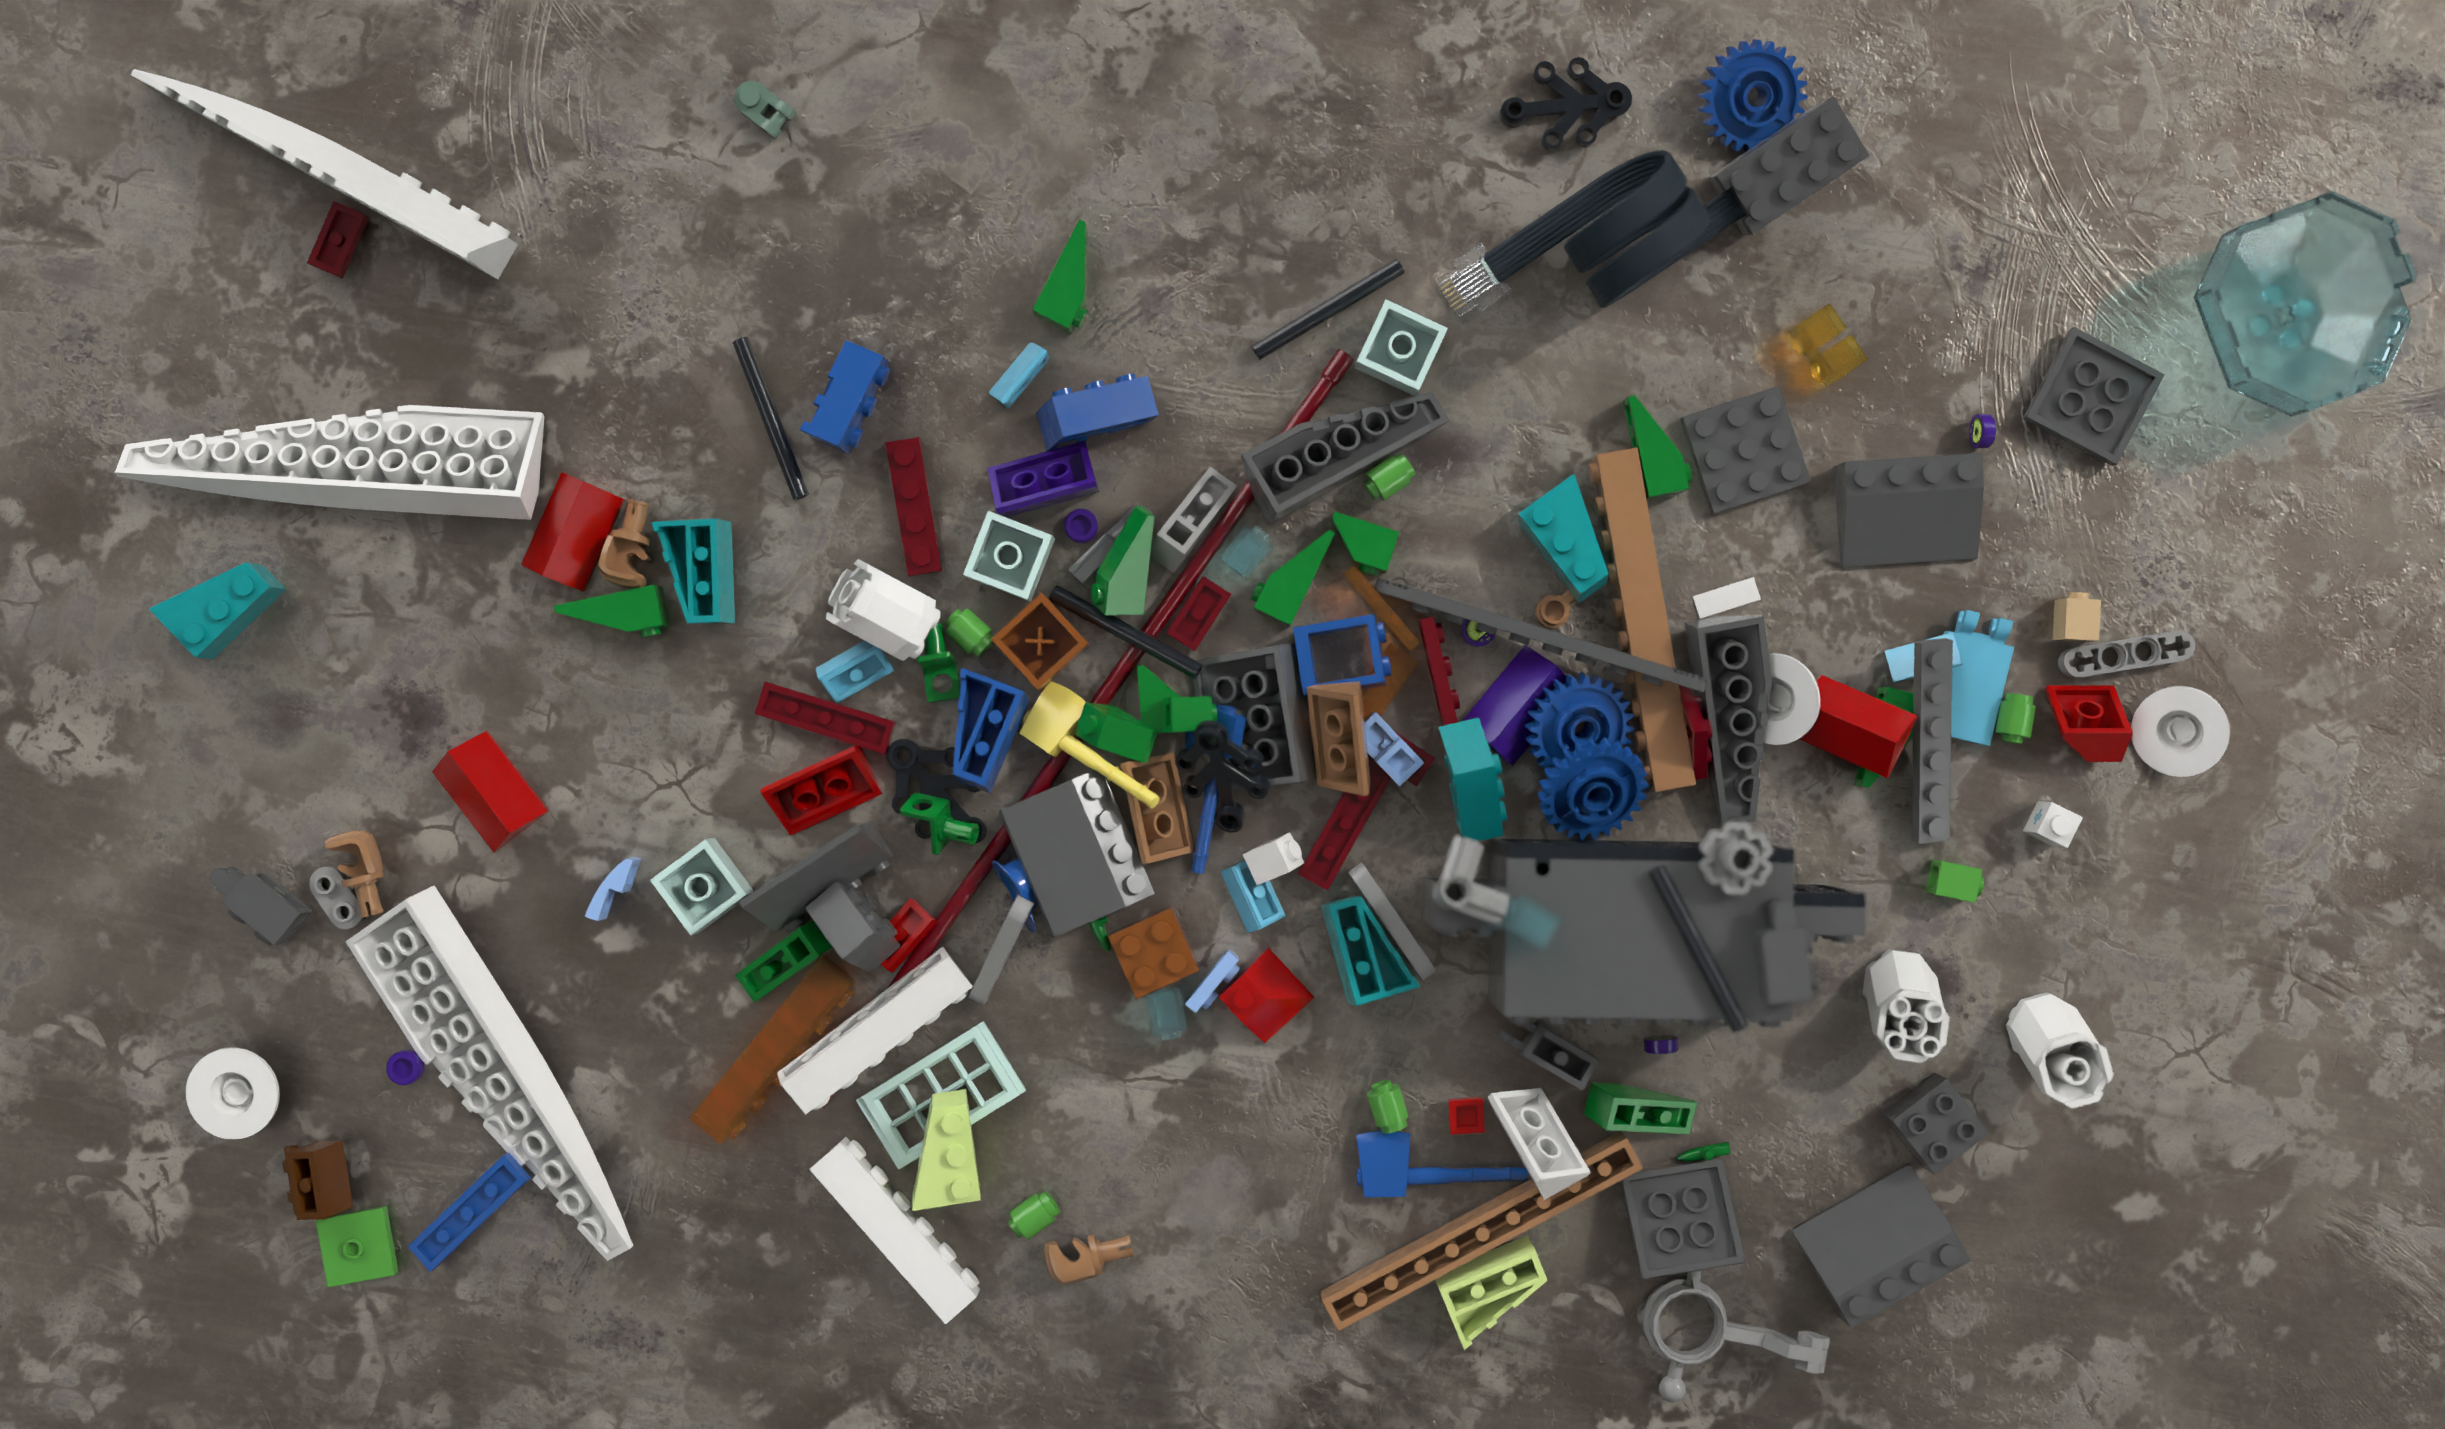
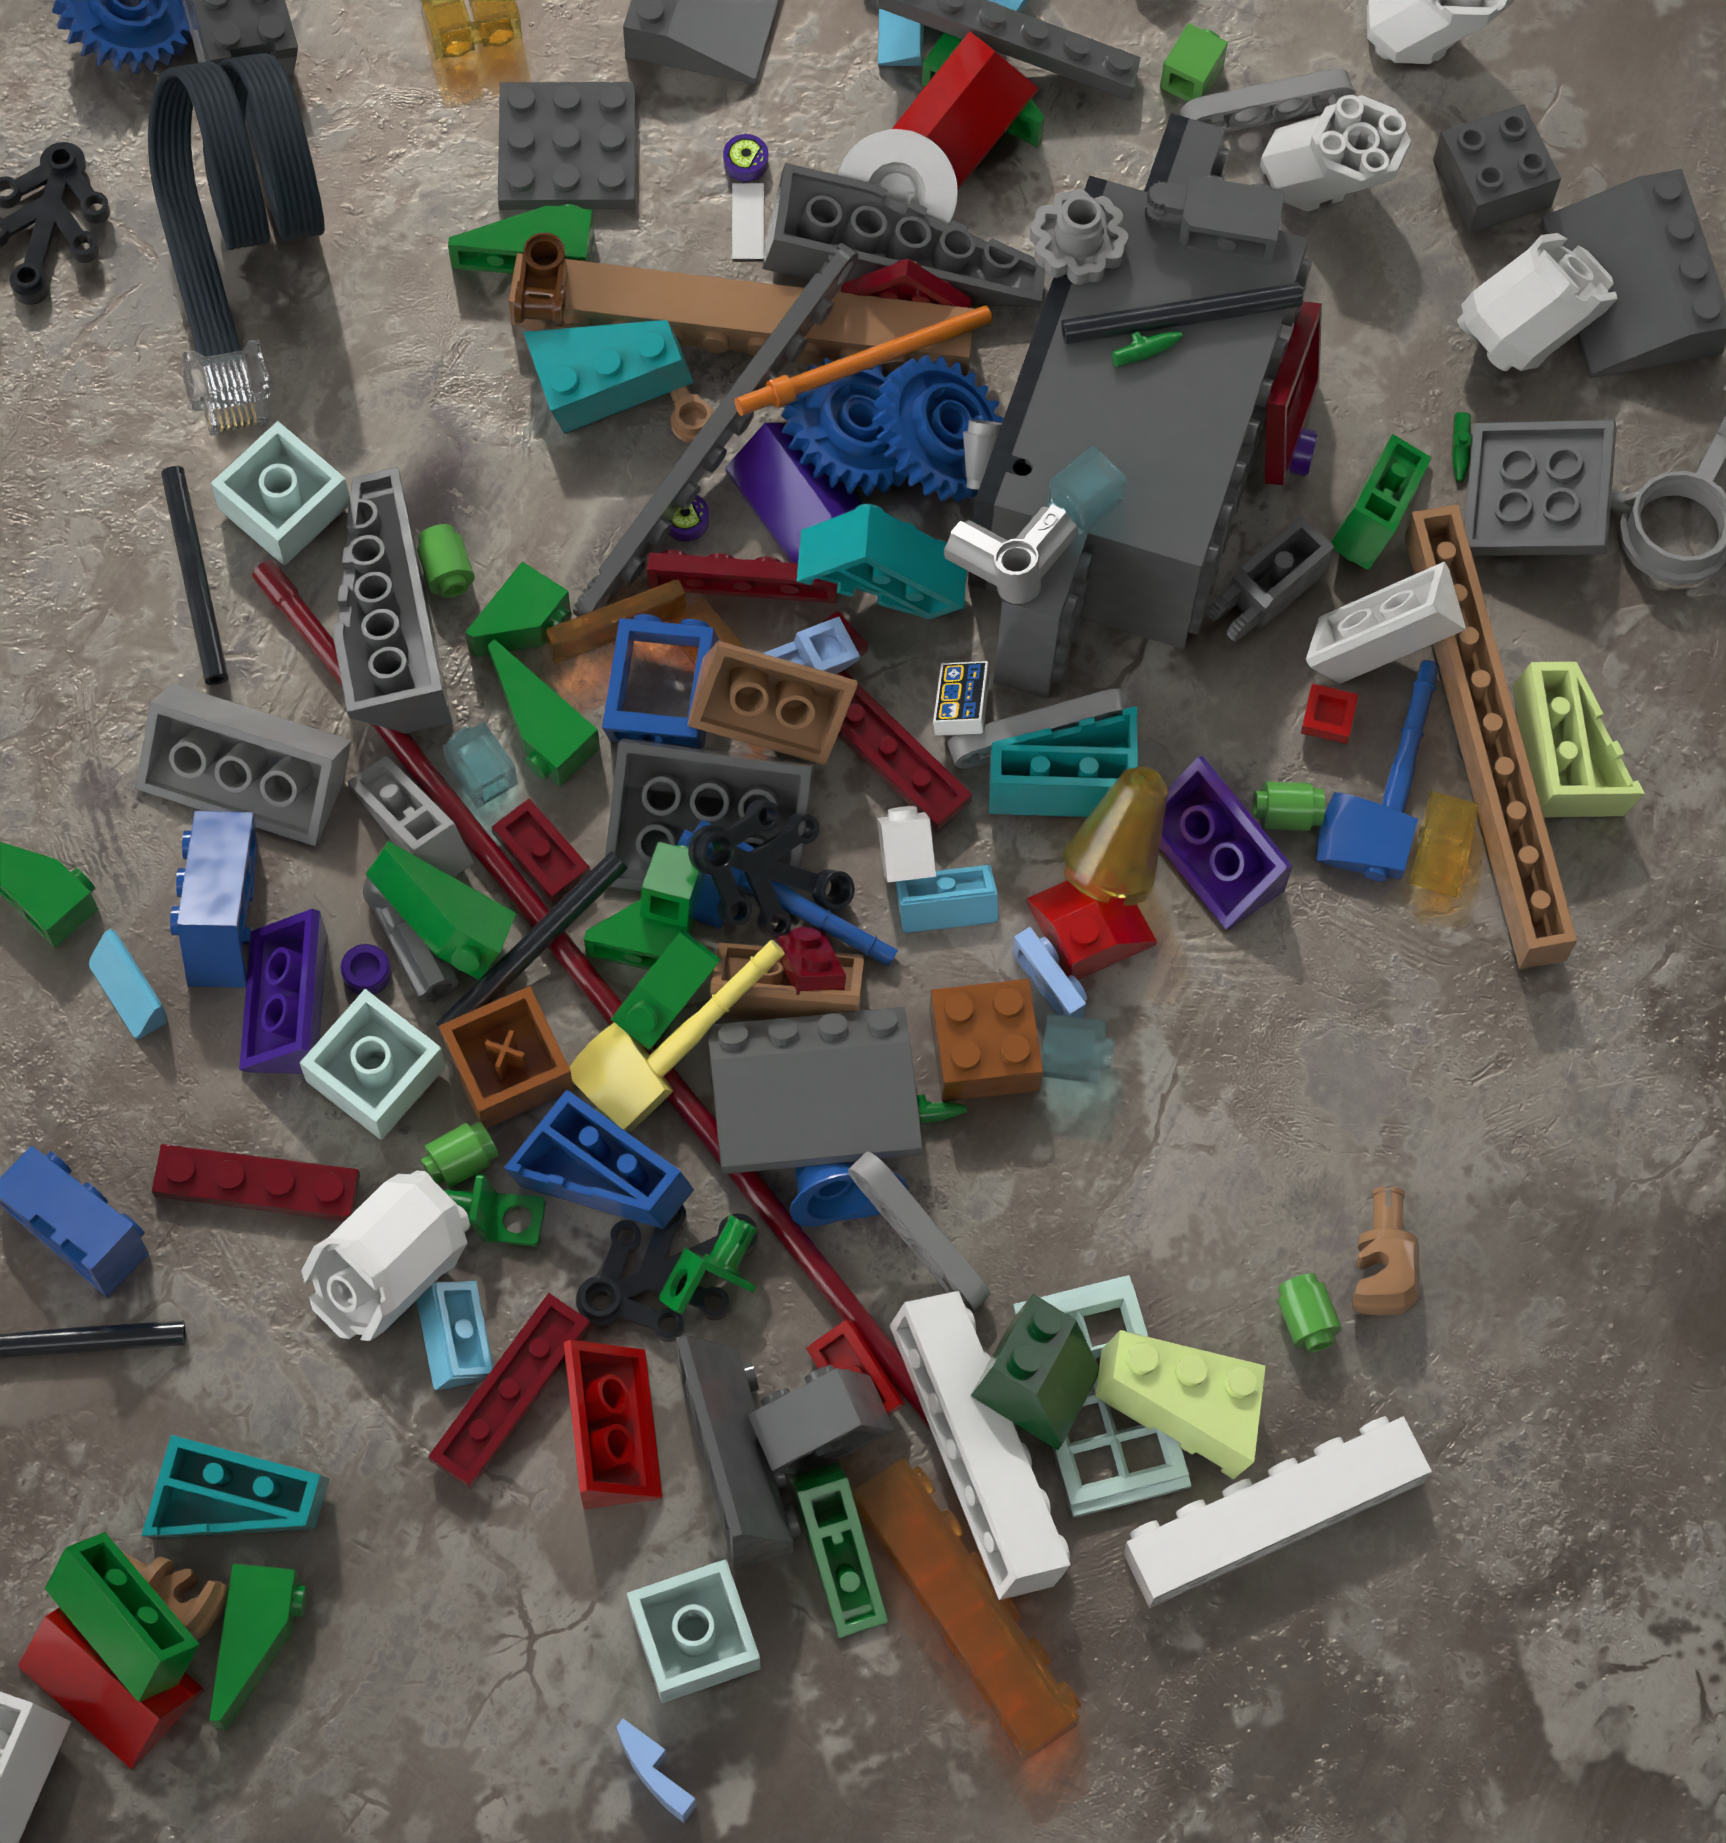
camera: 80 degrees left, 20 degrees down
(594, 529) = (121, 1616): none -> green brick
(928, 1055) = (1039, 1372): none -> dark green slope
(1168, 820) = (810, 961): none -> dark red plate
(1197, 392) = (241, 761): none -> light grey slope
(1312, 1002) = (1120, 840): none -> clear yellow cone
(1341, 1065) = (1220, 846): none -> dark purple slope
(1392, 1220) = (1444, 844): none -> clear yellow slope
(1394, 863) = (961, 698): none -> tile
(1577, 827) = (978, 447): none -> light grey cone
(1579, 673) = (785, 389): none -> orange bar
(1610, 475) = (542, 289): none -> reddish brown piece
(1662, 929) = (1144, 347): none -> green helmet
(1682, 1032) = (1293, 393): none -> dark red piece
(1775, 580) = (745, 157): none -> tile
(1827, 1182) = (1537, 303): none -> white brick
(1938, 942) = (1270, 101): none -> light grey beam

